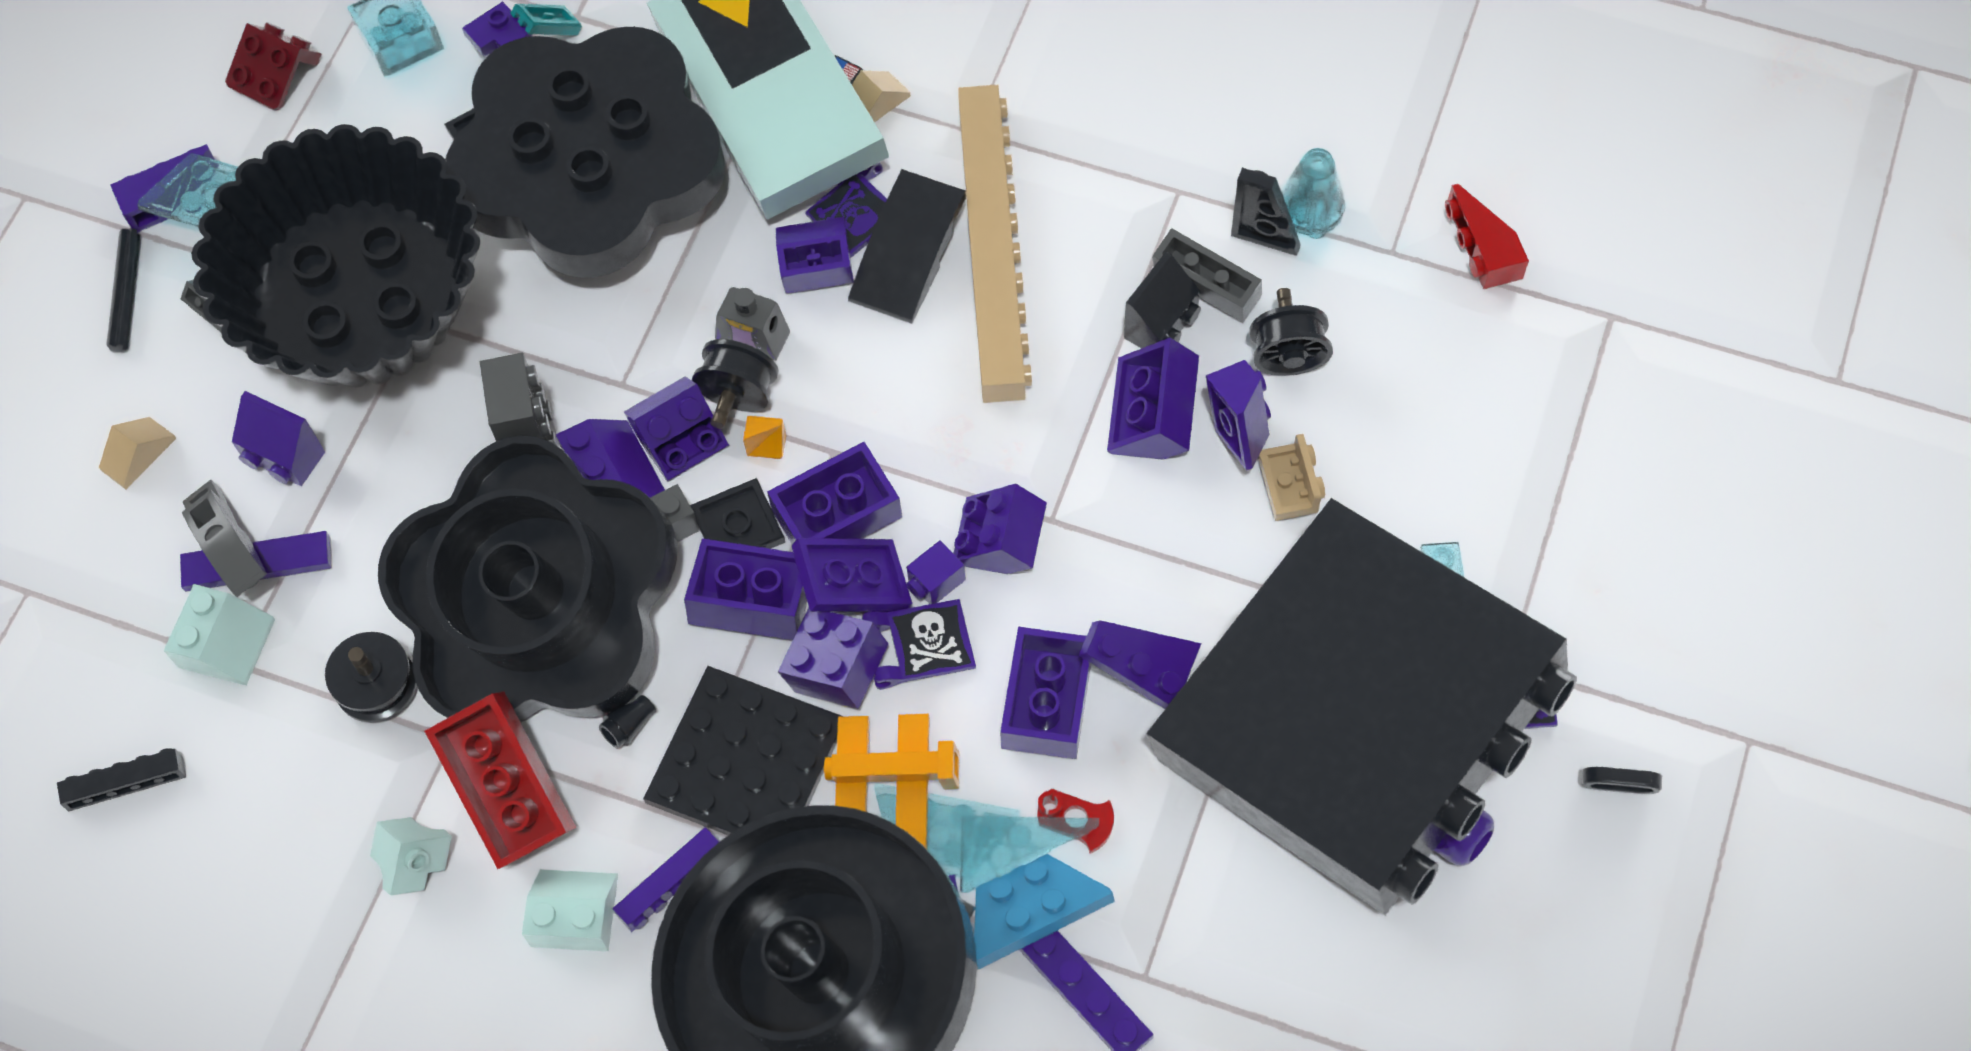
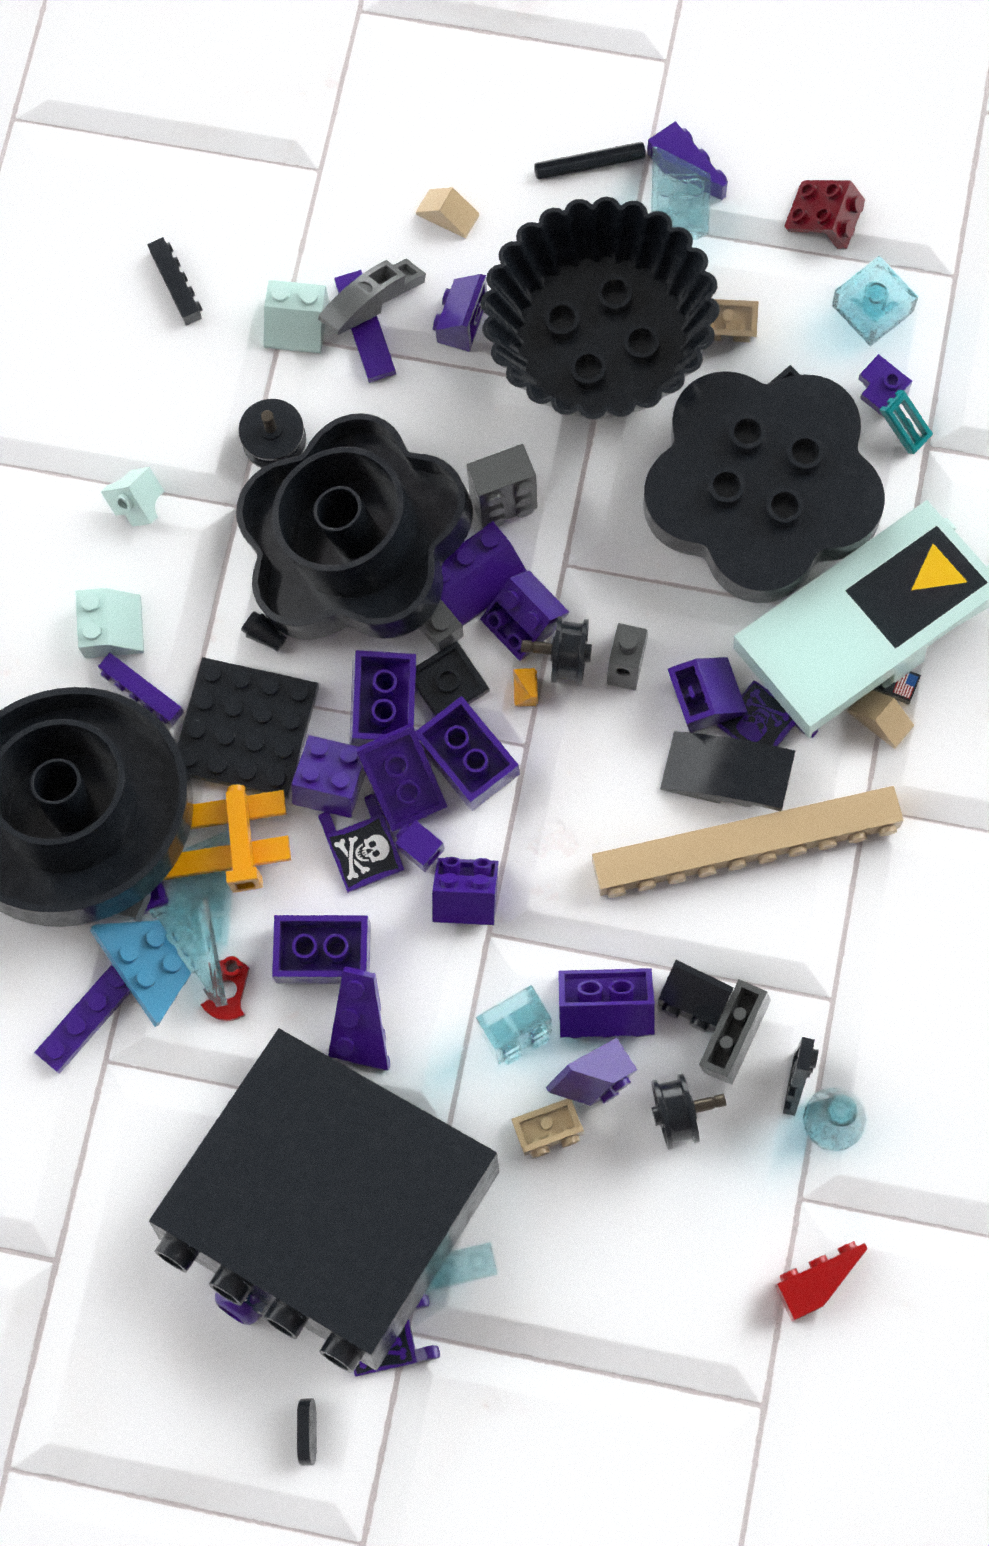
camera: 85 degrees right, 10 degrees up
(500, 779) = (190, 546): red brick -> none
(1178, 478) = (515, 1026): none -> clear light blue piece

